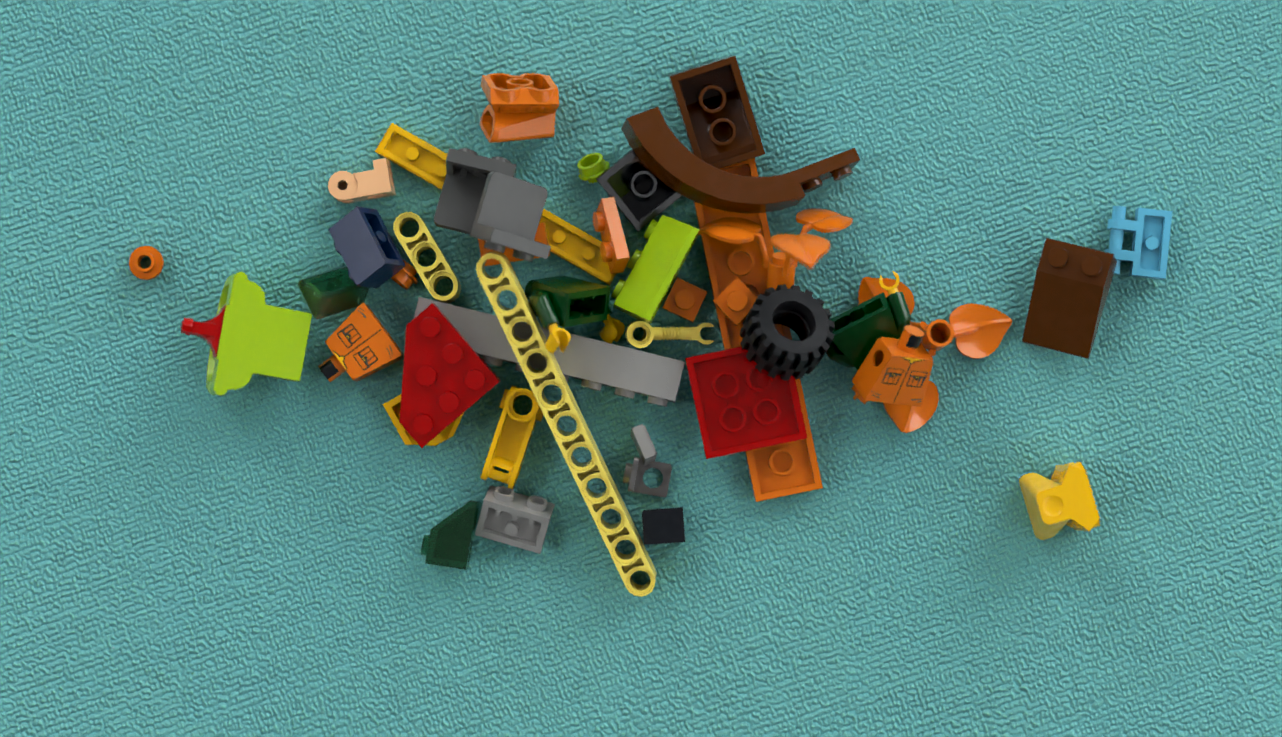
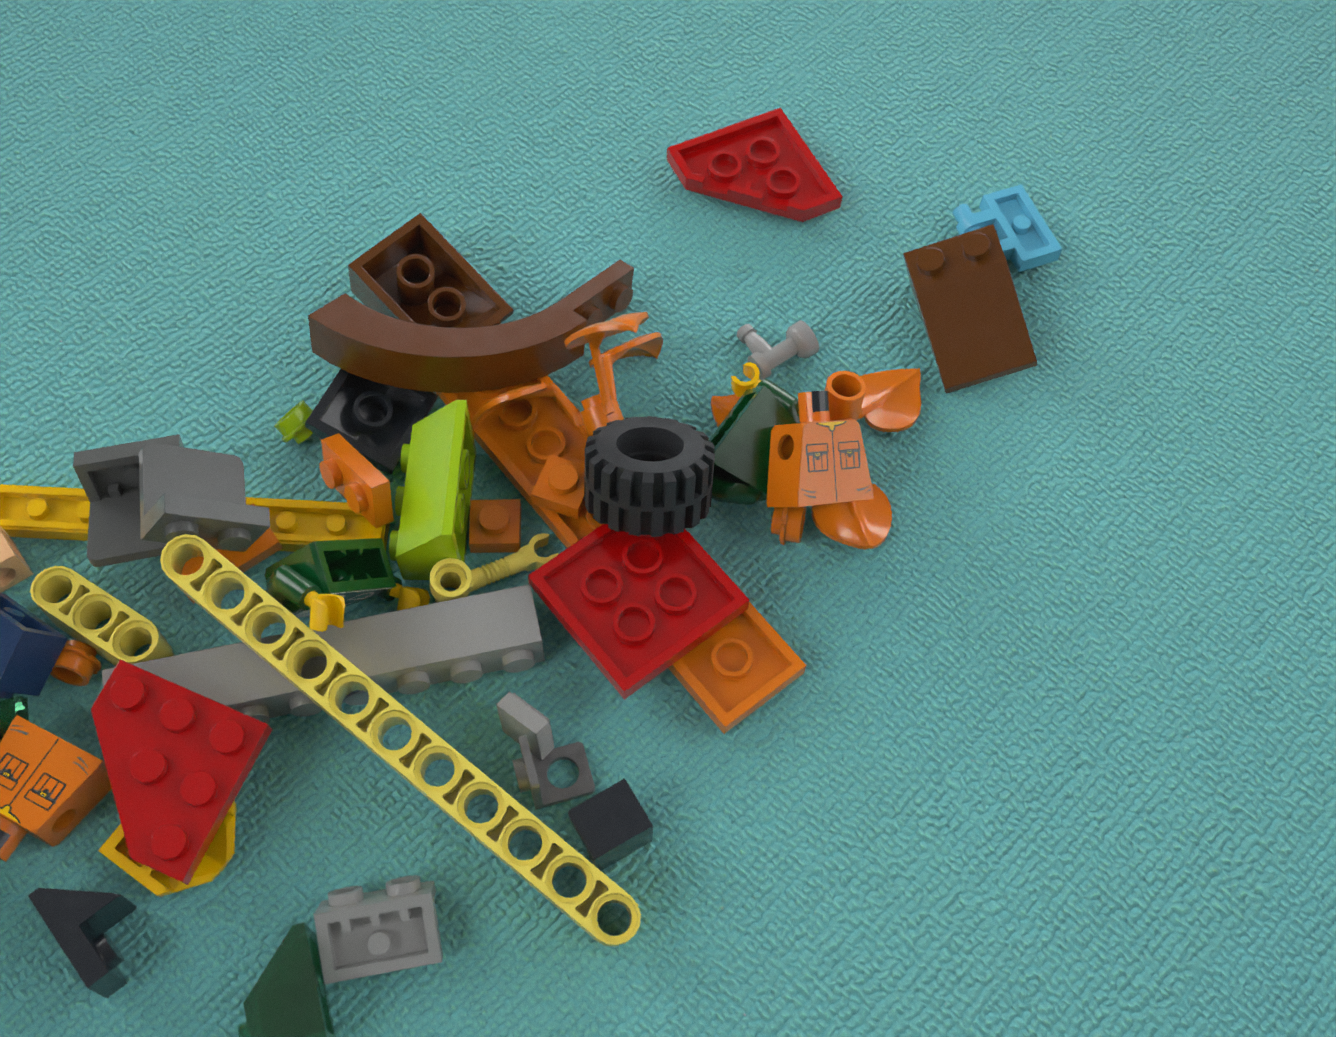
camera: 30 degrees left, 25 degrees down
(357, 435) = (79, 926): none -> black slope
(511, 438) = (325, 807): yellow piece -> none
(519, 107) = (163, 383): orange piece -> none
(918, 262) = (799, 341): none -> light grey piece
(996, 102) = (757, 166): none -> red plate
(1060, 501) = (1121, 529): yellow piece -> none

